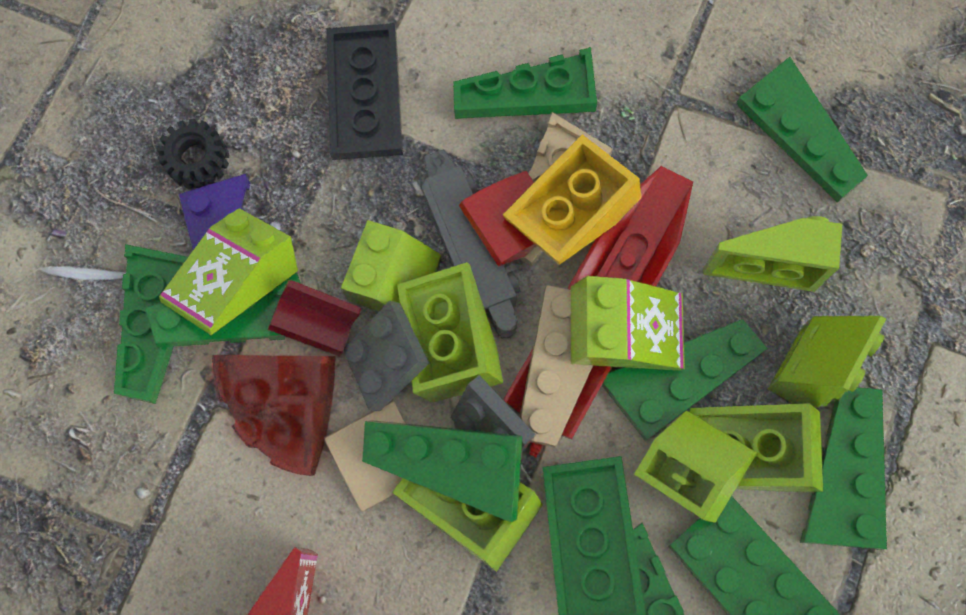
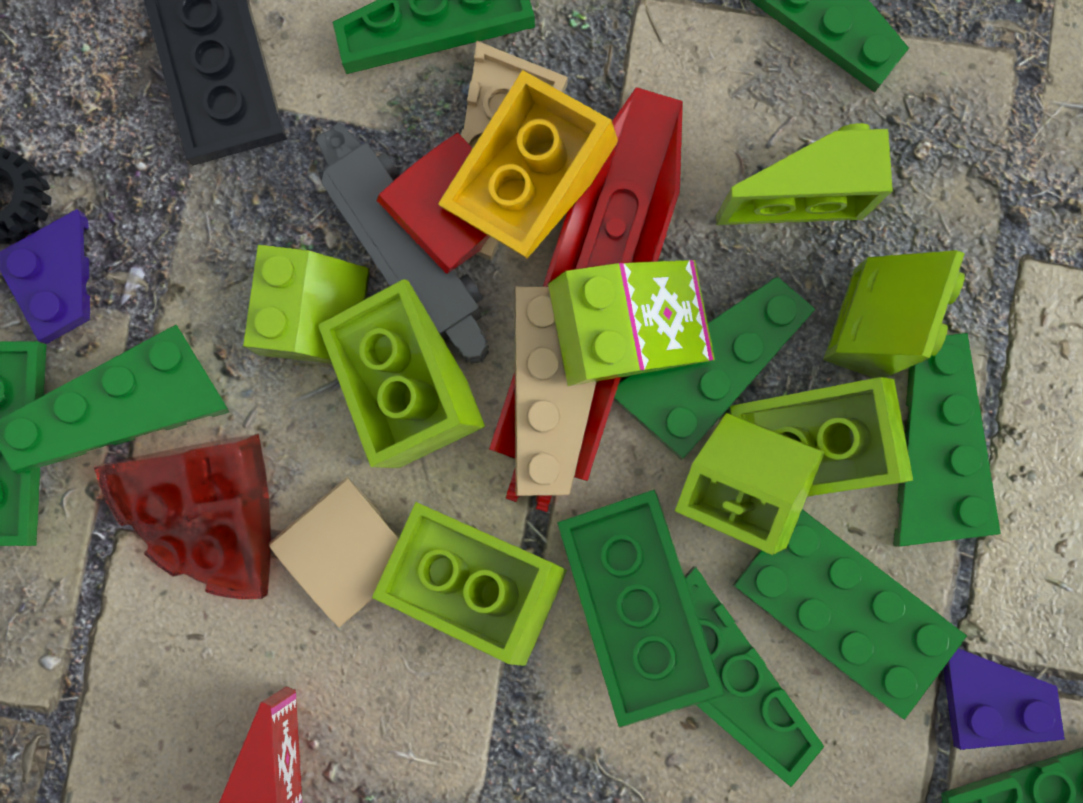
camera: 15 degrees left, 10 degrees up
(230, 271) = (87, 353): lime slope -> none
(313, 318) = (216, 392): dark red panel -> none
(385, 356) = (323, 423): dark grey plate -> none
(458, 463) = (445, 547): green wing -> none
(485, 411) = (480, 486): dark grey plate -> none

